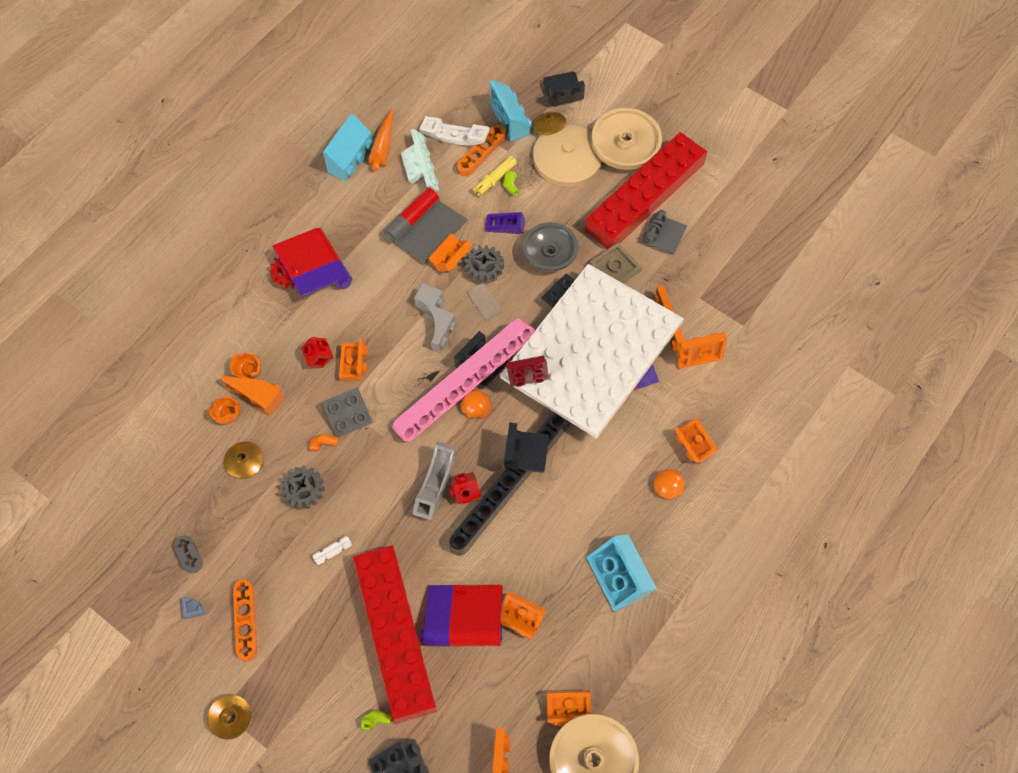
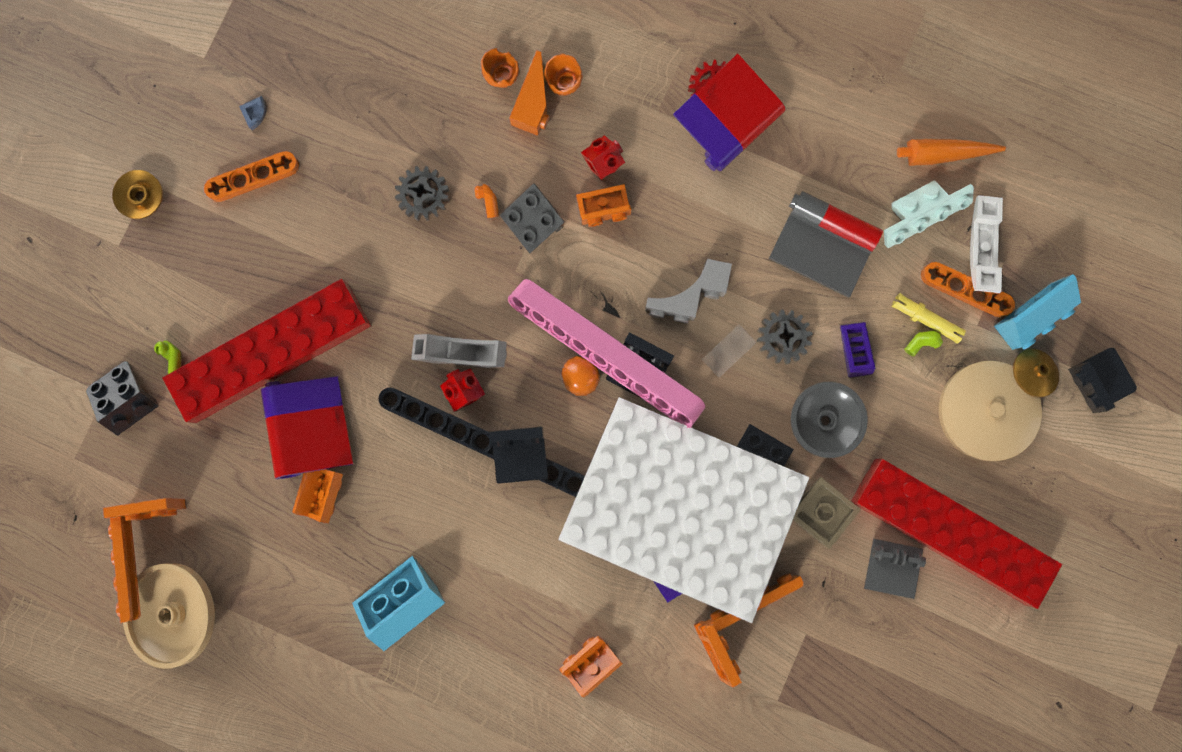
camera: 75 degrees right, 20 degrees up
(184, 556) = (314, 86): dark grey beam -> none
(249, 465) = (447, 123): pearl gold dish -> none
(332, 550) = (355, 251): white axle -> none
(347, 148) = (918, 107): medium azure slope -> none
(449, 253) = (789, 287): orange bracket -> none
(527, 371) = (626, 430): dark red bracket -> none
(566, 705) = (223, 572): orange bracket -> none
(626, 138) = (1034, 488): tan dish -> none
(669, 484) = (527, 641): orange hair -> none

